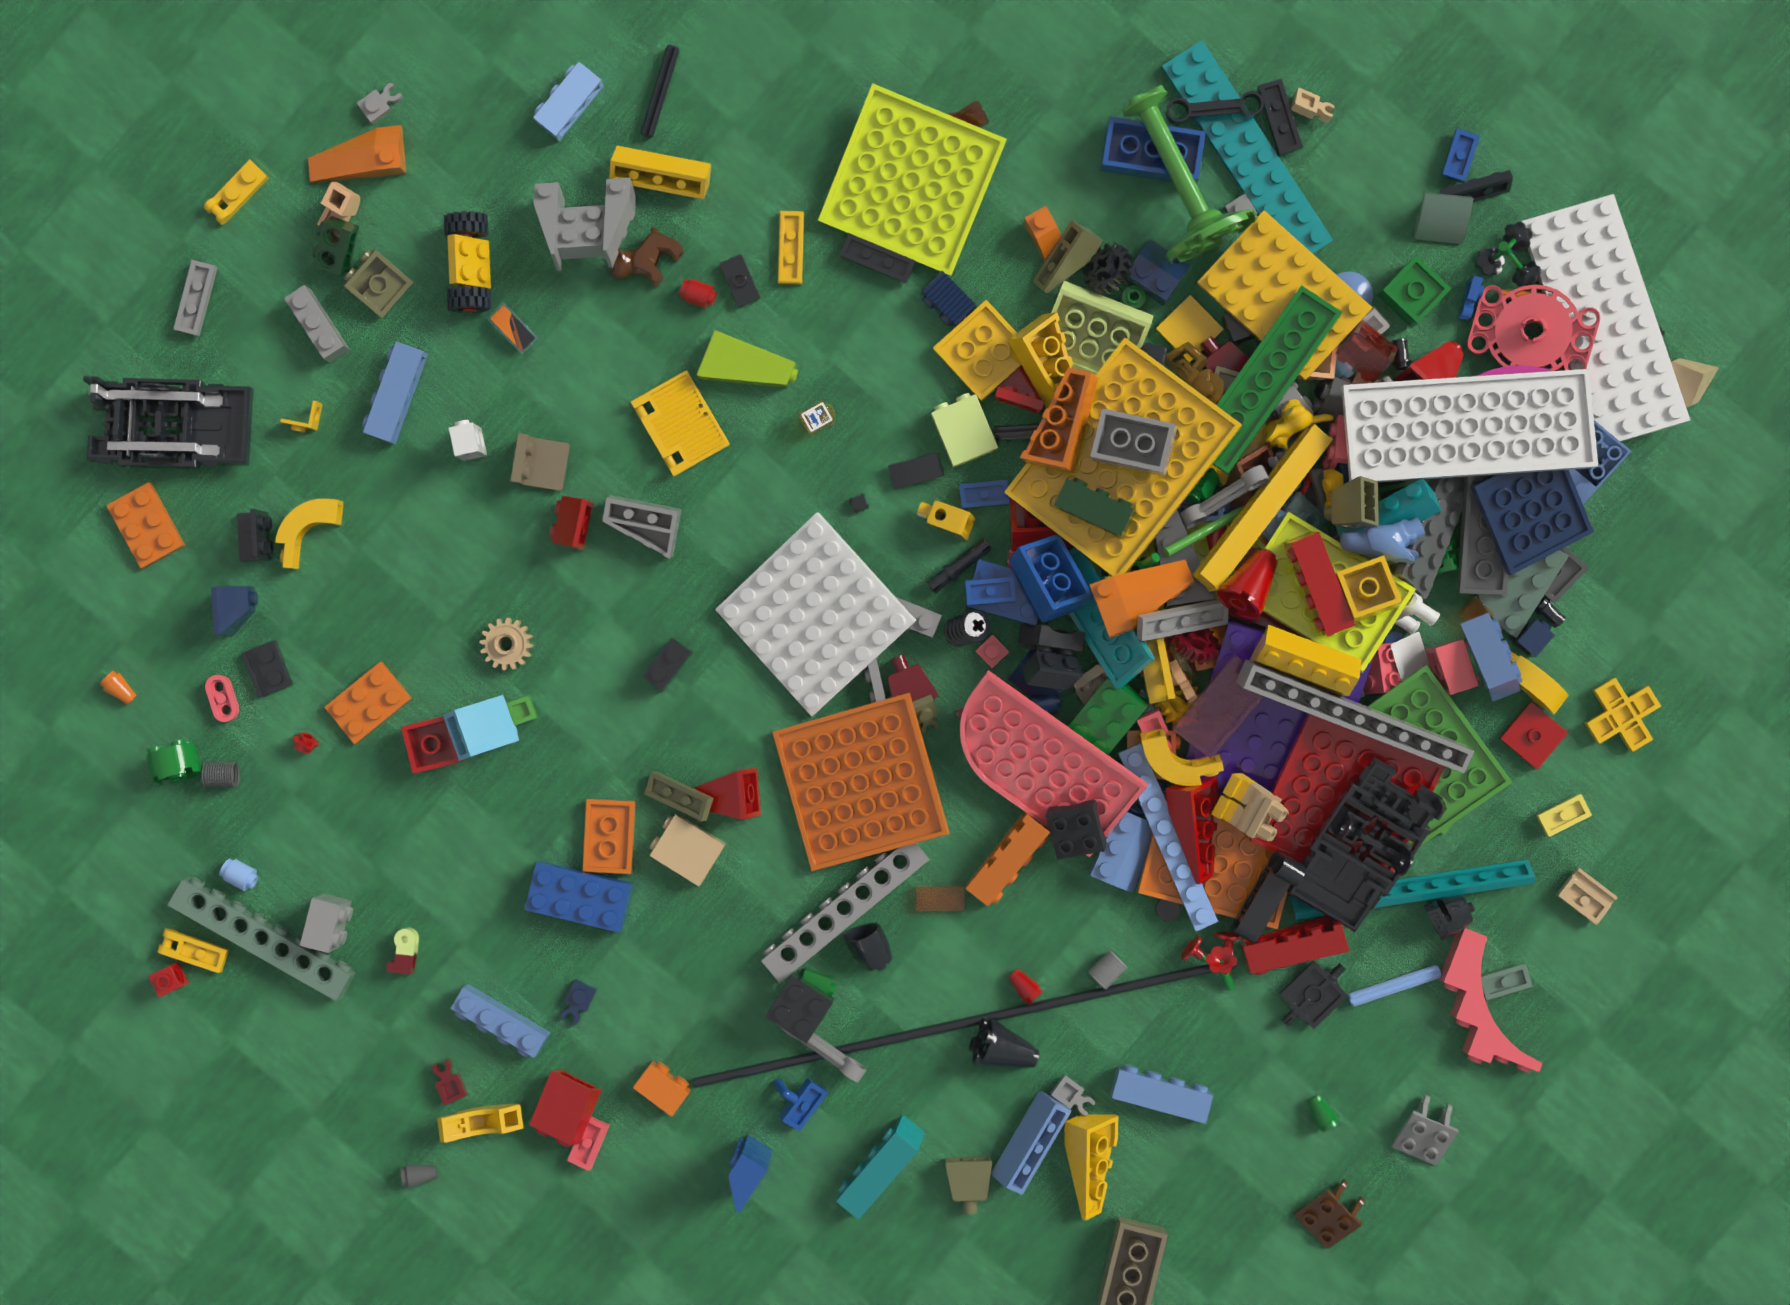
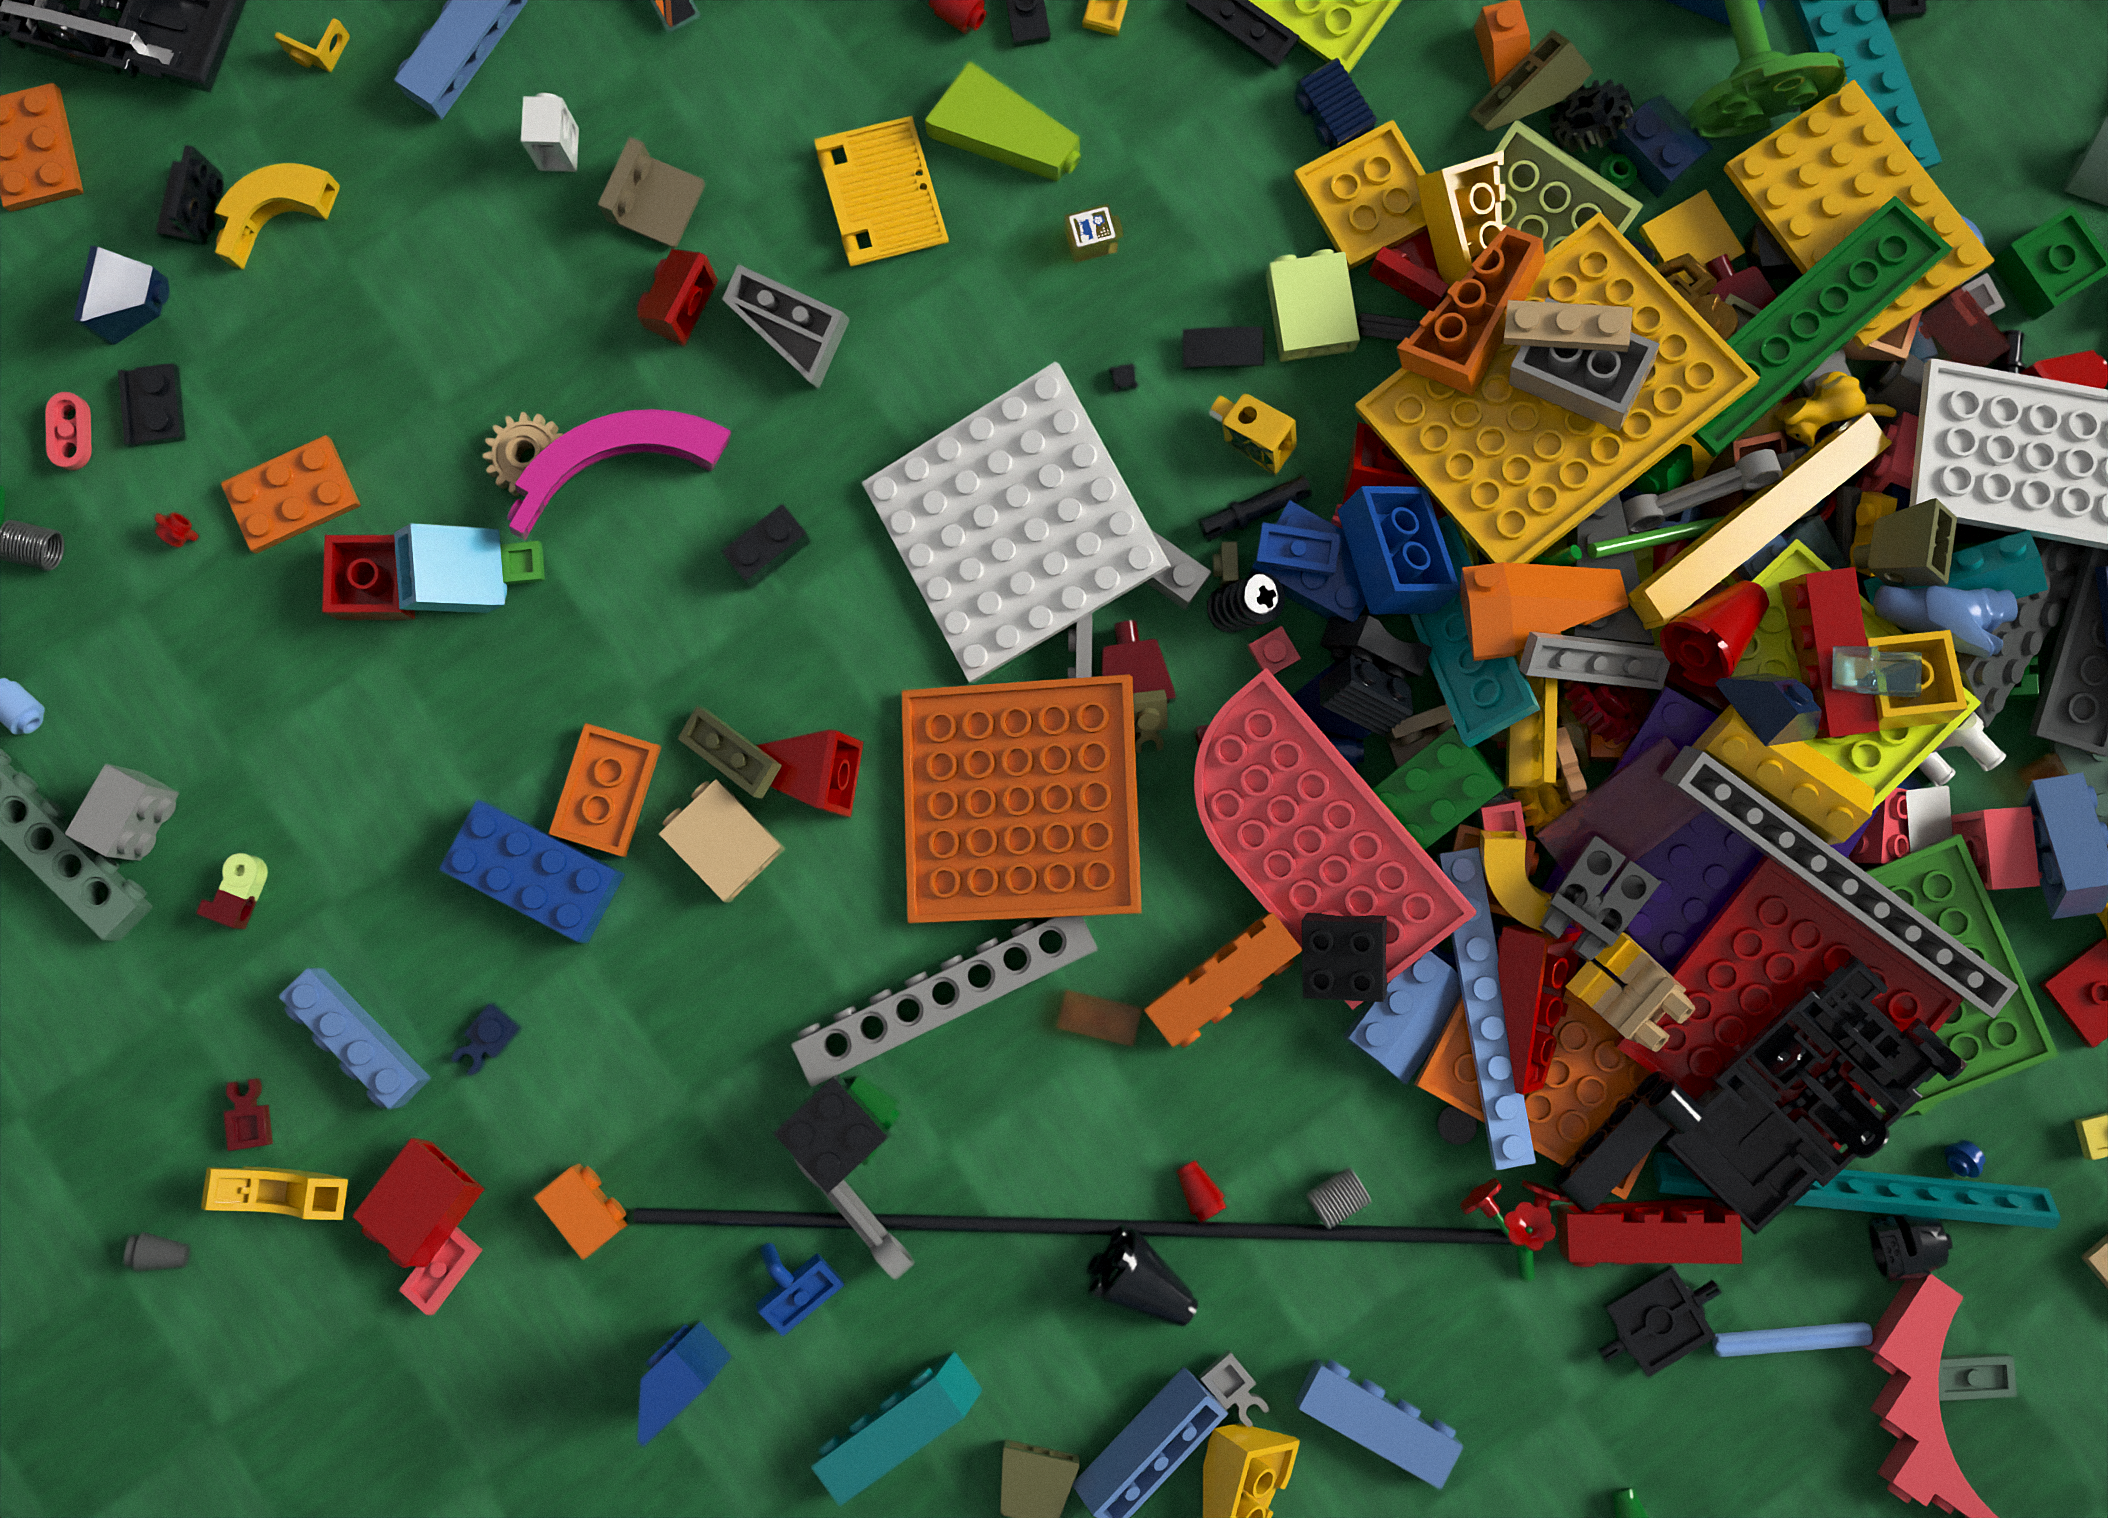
camera: 10 degrees right, 5 degrees down
(580, 611) = (607, 437): none -> dark pink arch
(871, 951) = (968, 1065): black helmet -> none
(949, 605) = (1226, 563): none -> olive plate
(983, 494) = (1321, 408): blue plate -> none
(1095, 507) = (1497, 453): dark green brick -> none
(1118, 425) = (1568, 325): none -> tan plate
(1211, 767) = (1583, 904): none -> dark grey hips
(1288, 627) = (1773, 706): none -> dark blue slope
(1344, 592) = (1876, 673): none -> clear light blue slope
(1474, 854) = (1965, 1158): none -> blue plate

